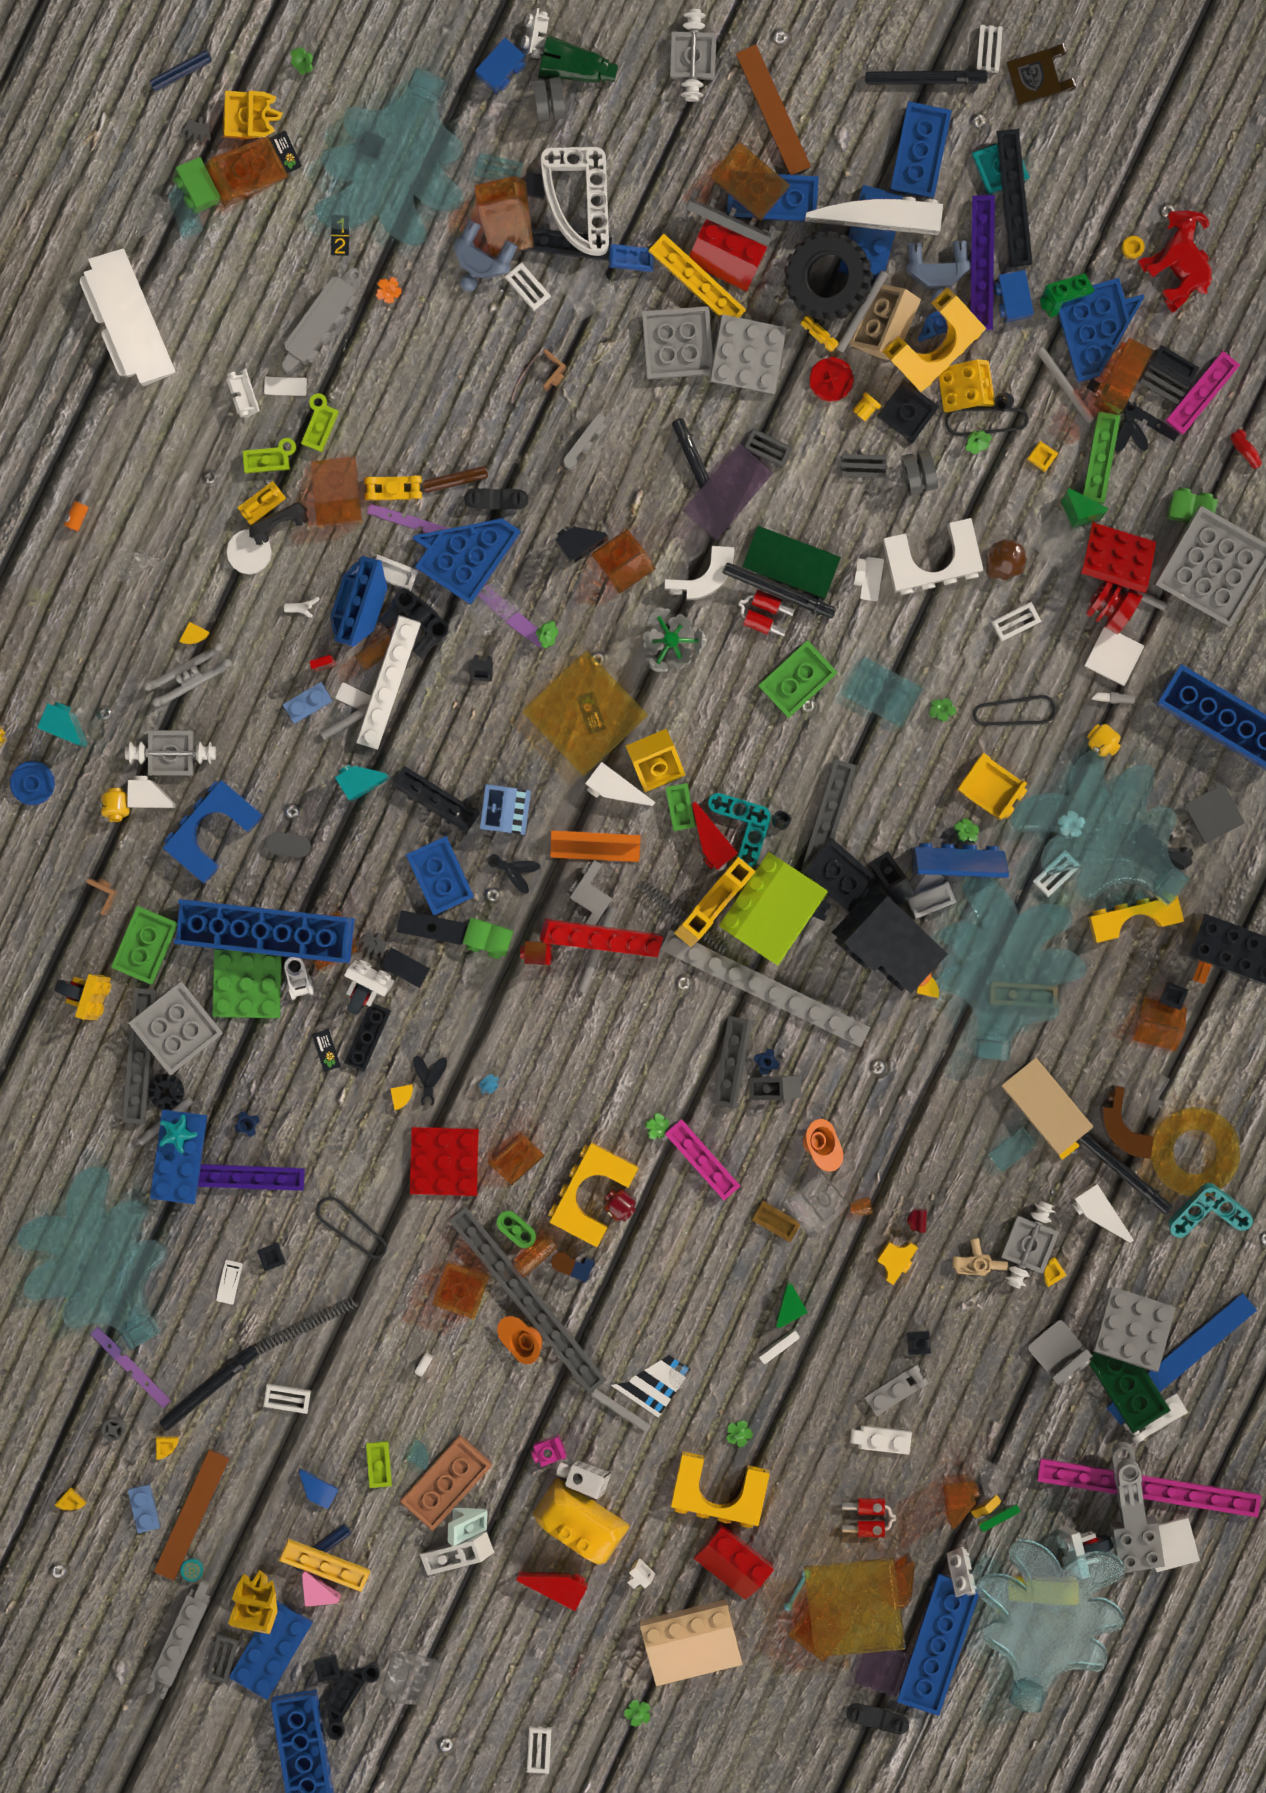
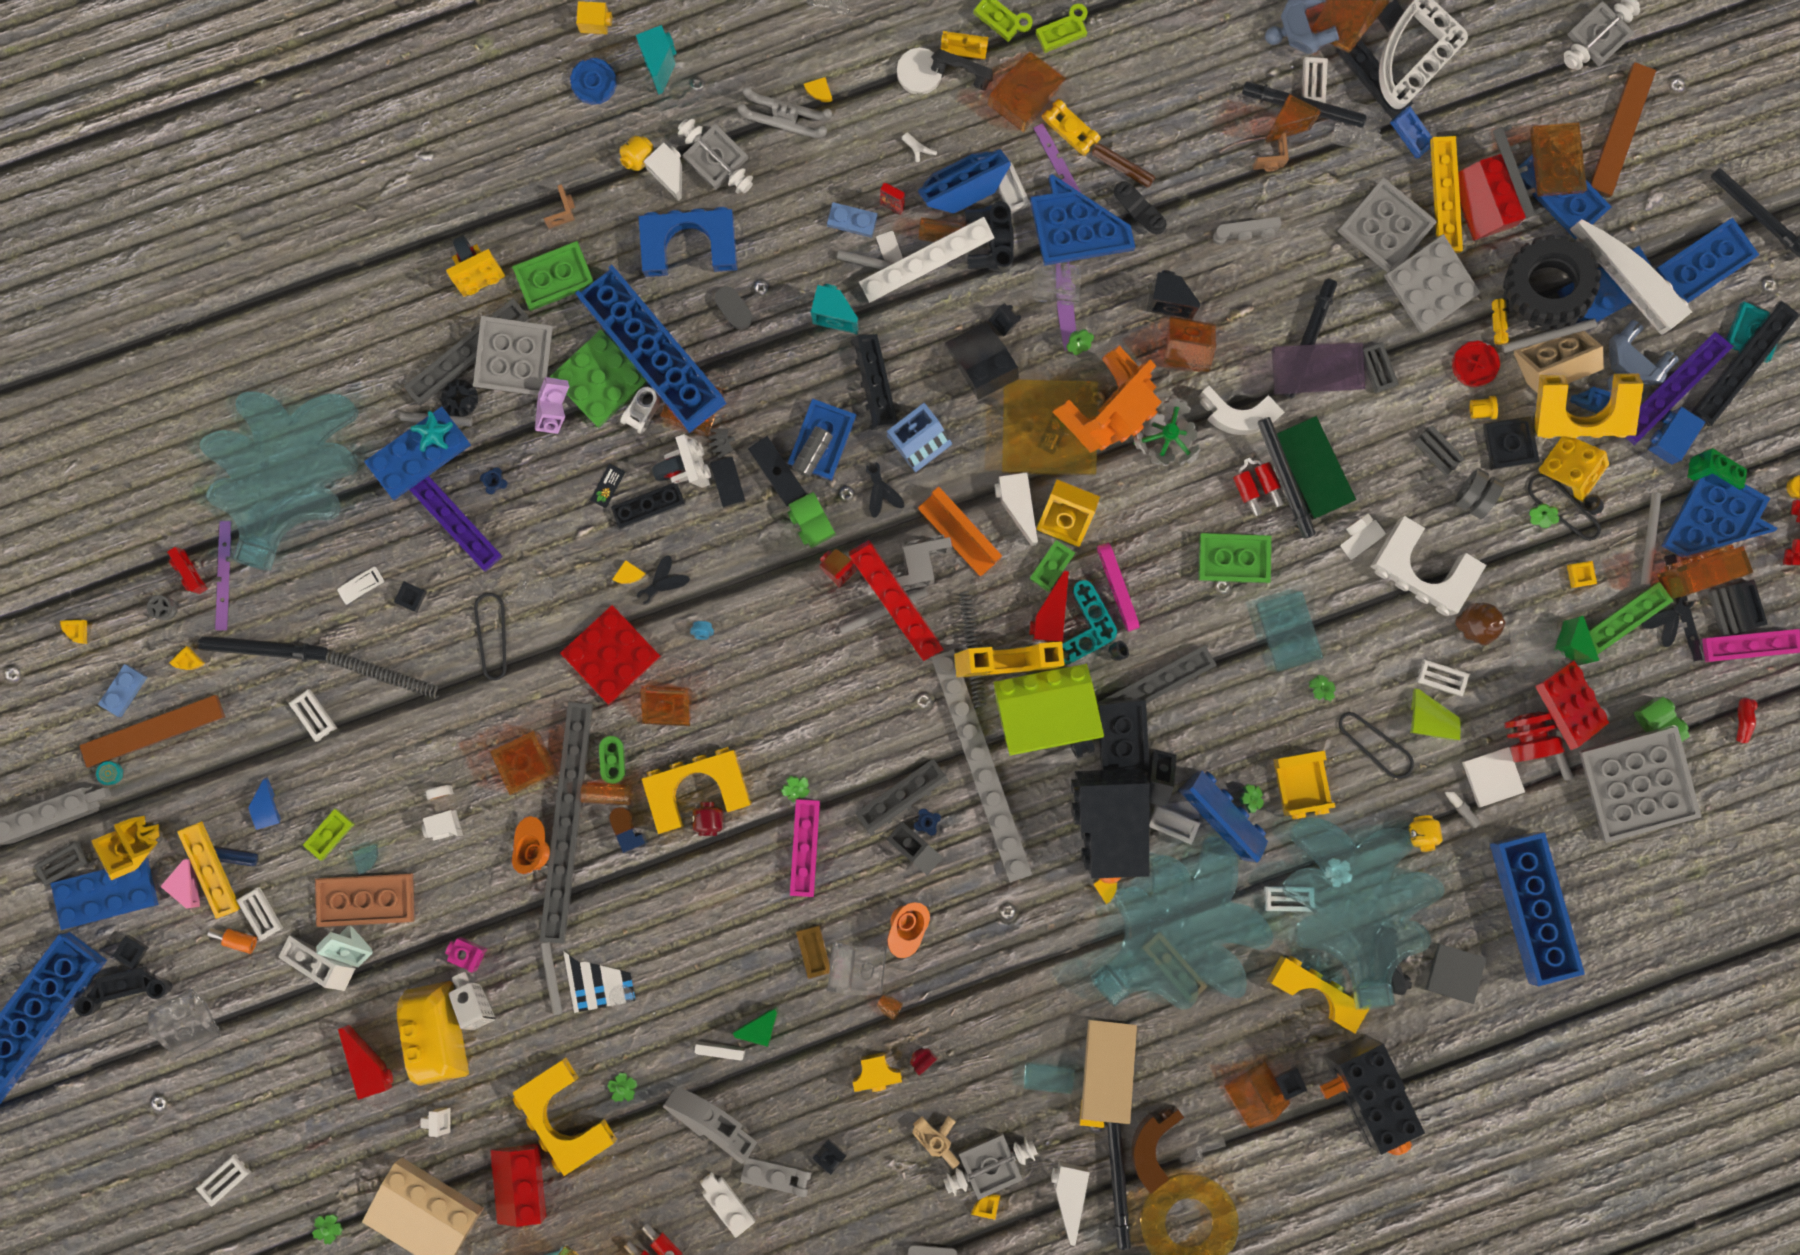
camera: 40 degrees right, 5 degrees down
(96, 1386) = (182, 563): none -> red plate
(236, 1039) = (549, 405): none -> lavender slope
(368, 1555) = (268, 910): none -> white tile
(388, 1592) = (235, 940): none -> orange piece
(443, 891) = (812, 451): none -> dark grey axle
(448, 1384) = (442, 825): none -> white window
(494, 713) = (983, 360): none -> black slope
(537, 313) = (1327, 111): none -> black axle
(539, 335) = (1293, 119): none -> clear orange slope
(625, 655) = (1122, 411): none -> orange piece
(738, 777) = (1118, 587): none -> dark pink beam
(819, 1396) = (710, 1121): none -> light grey slope
(1035, 656) = (1433, 719): none -> lime slope

